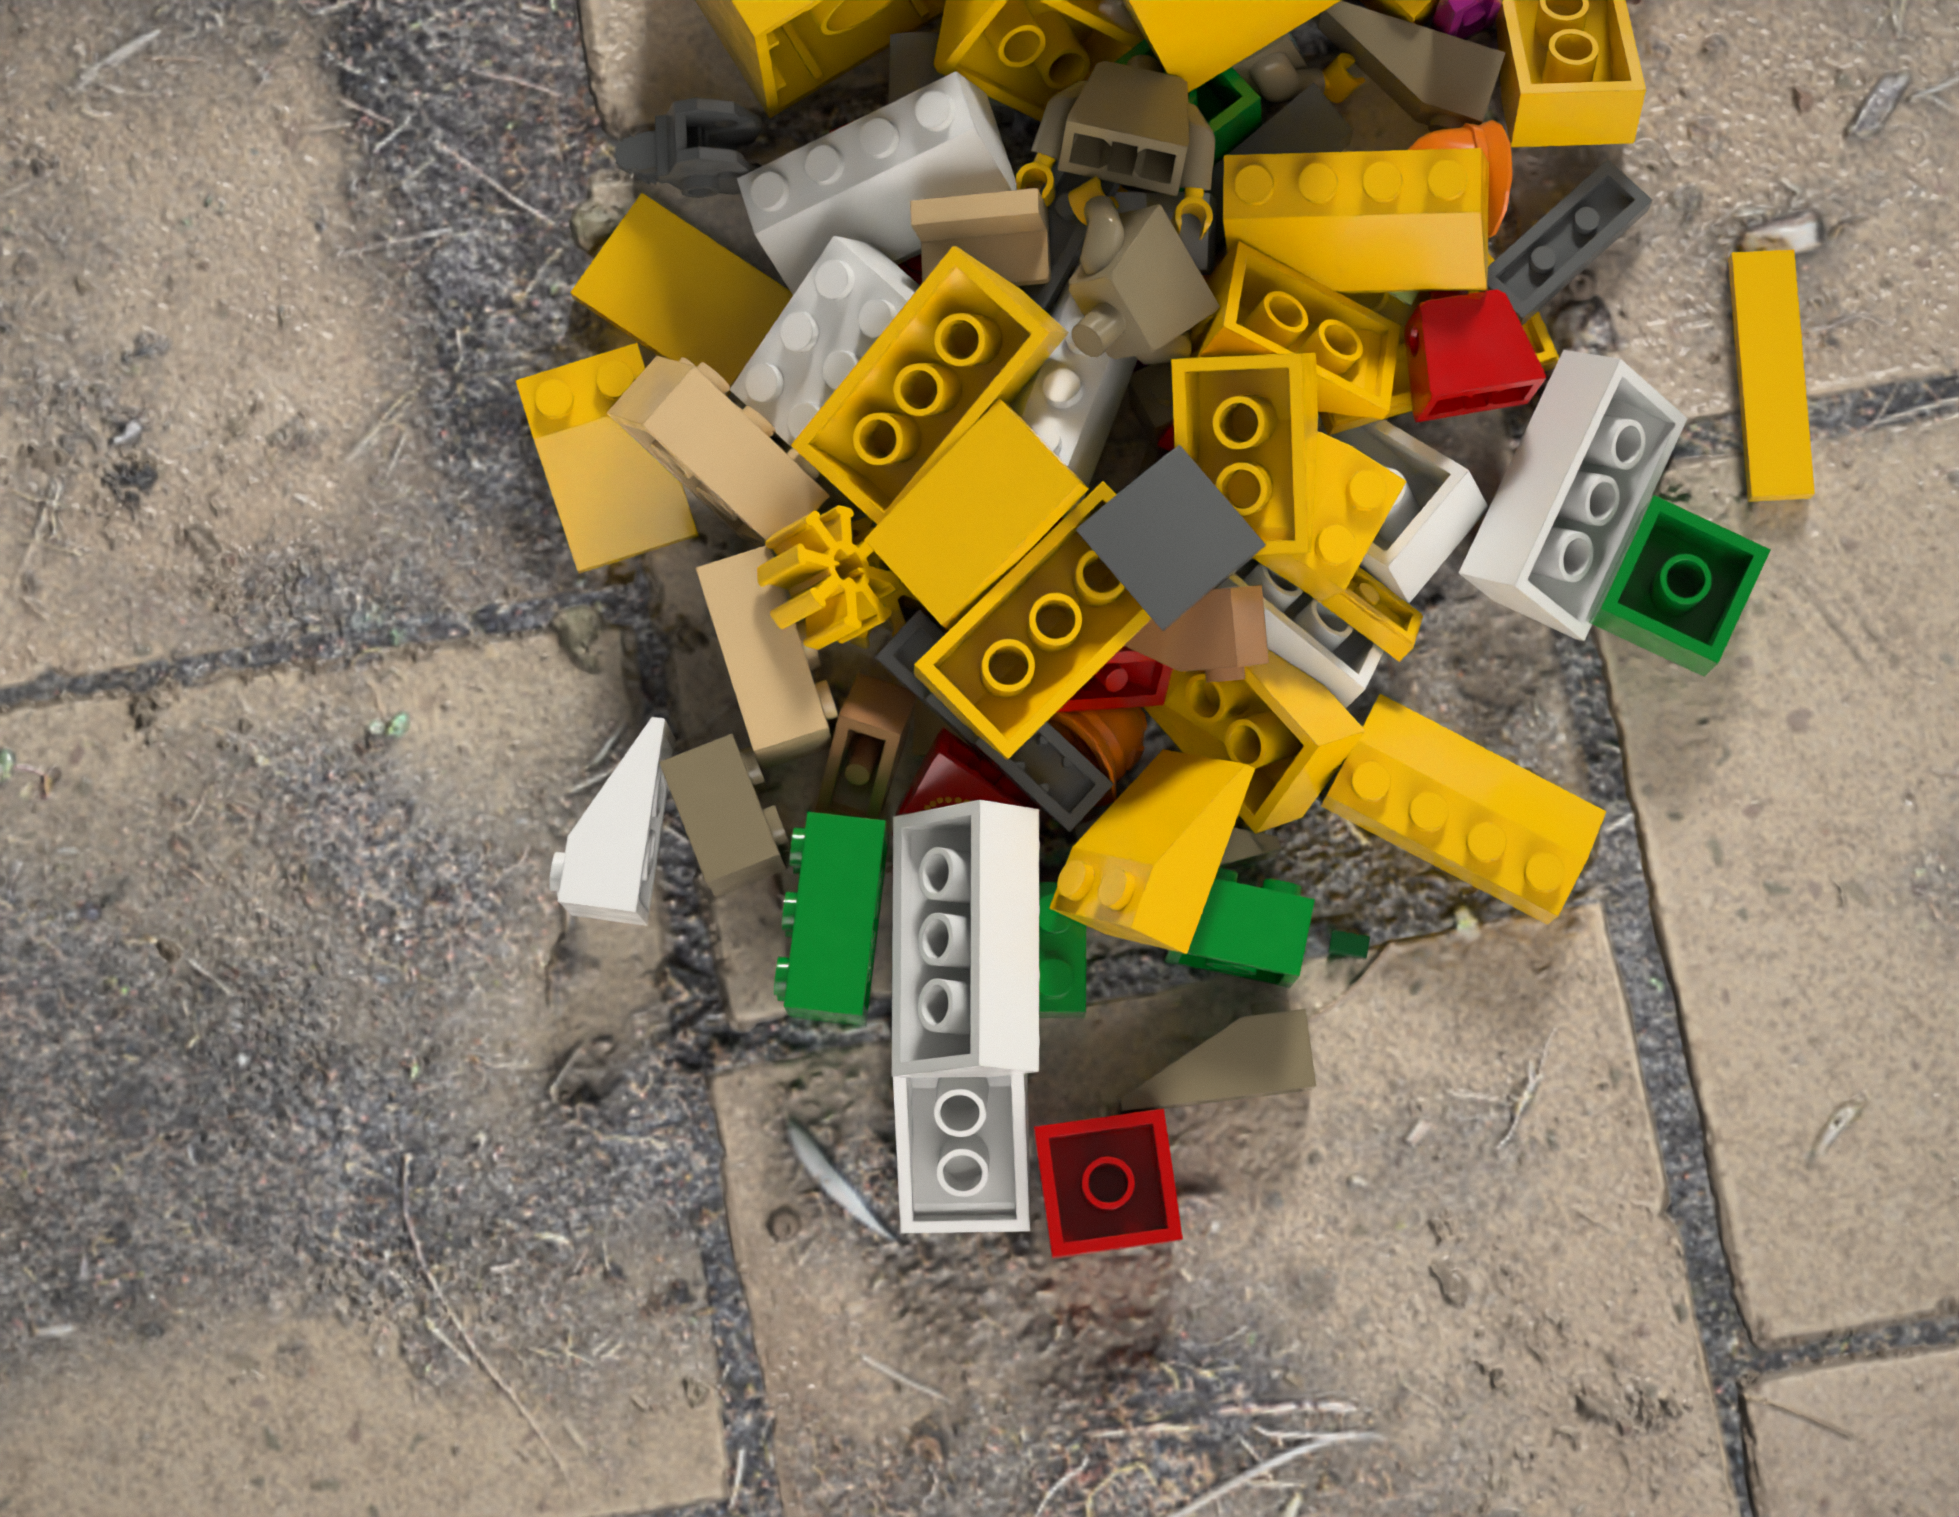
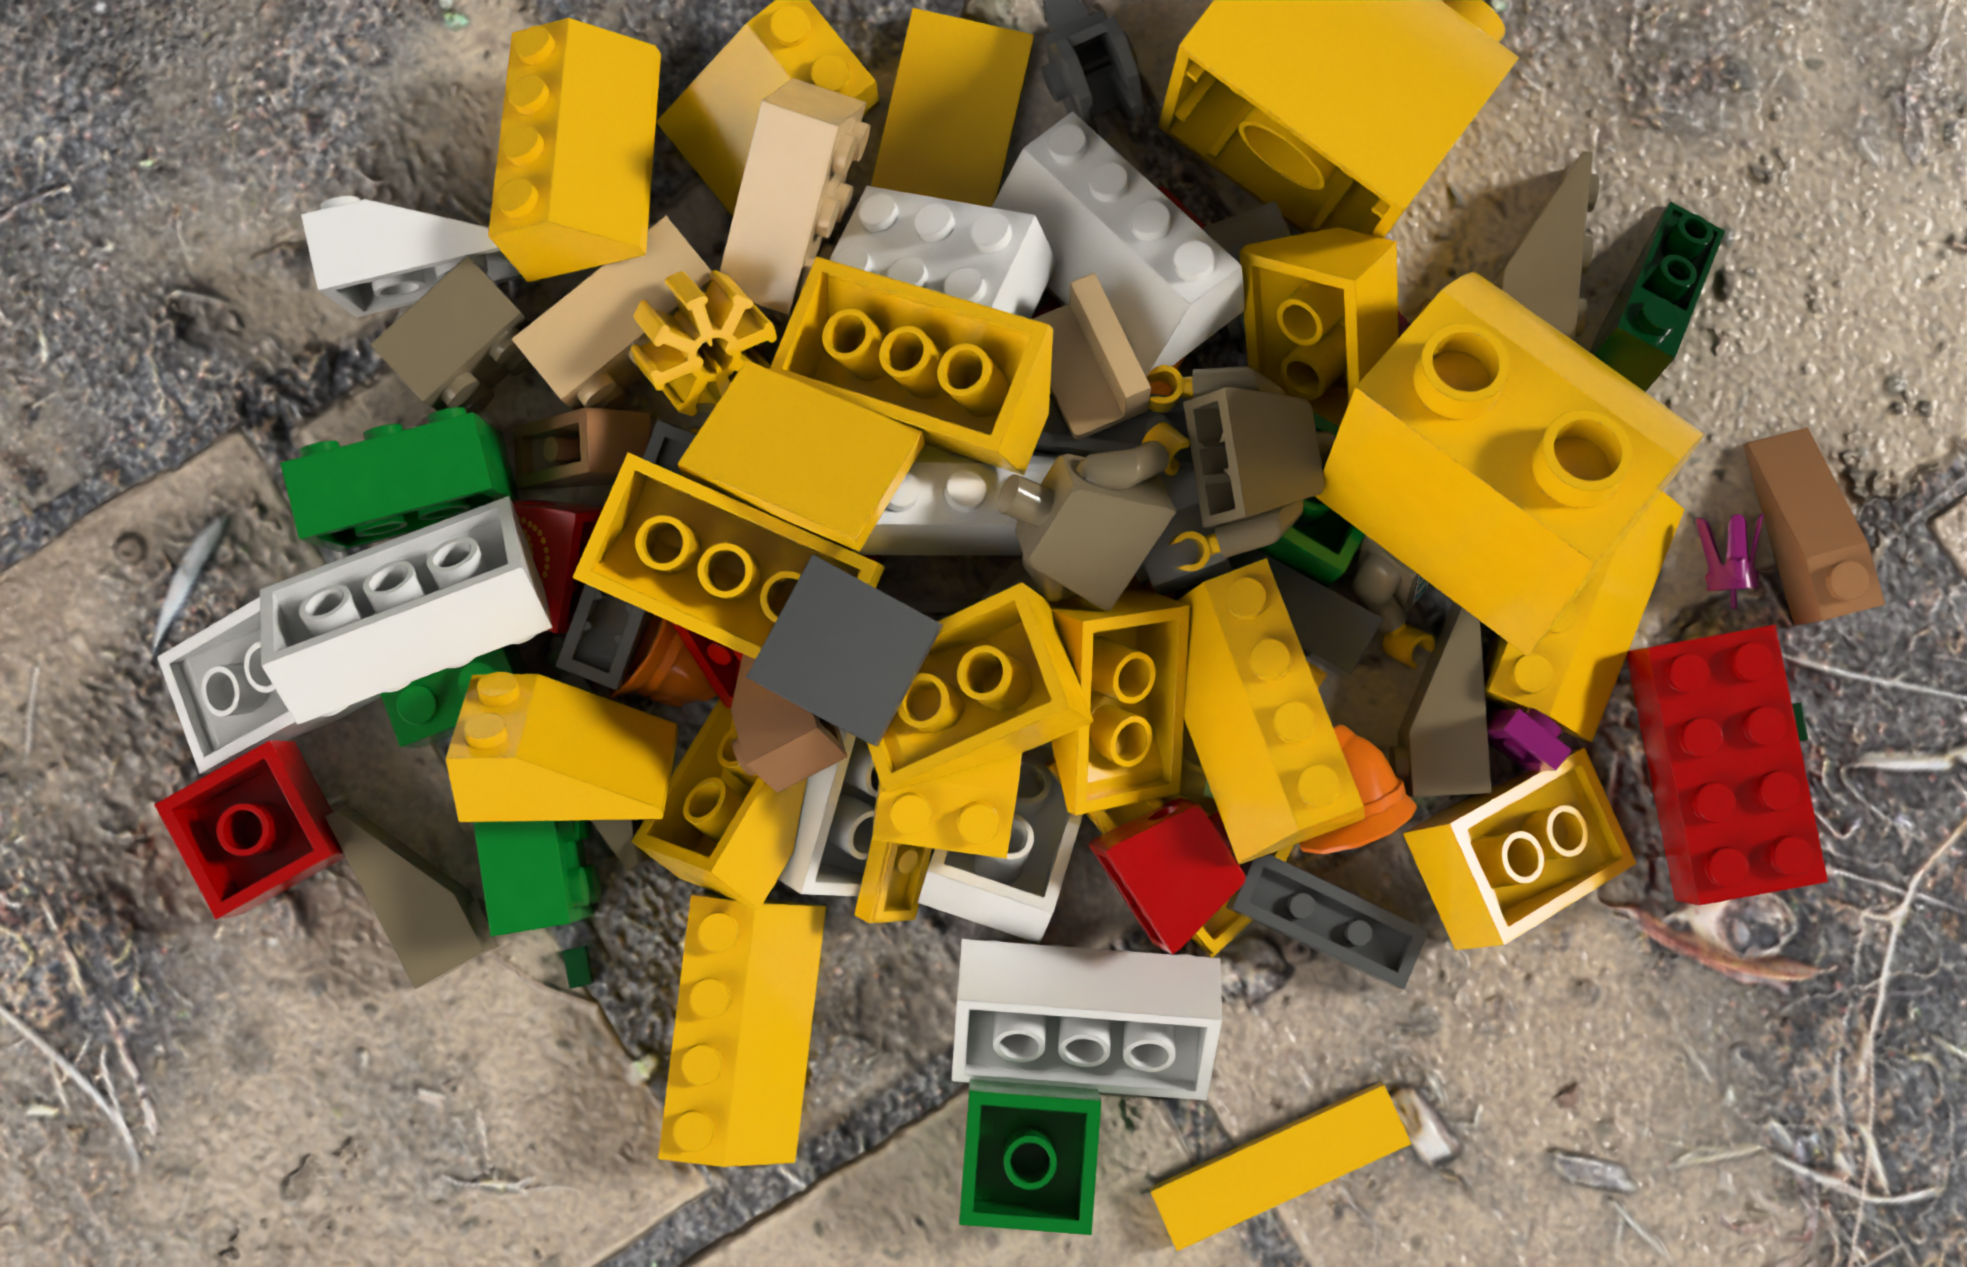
camera: 70 degrees right, 5 degrees up
(592, 631) = (575, 149): none -> yellow slope

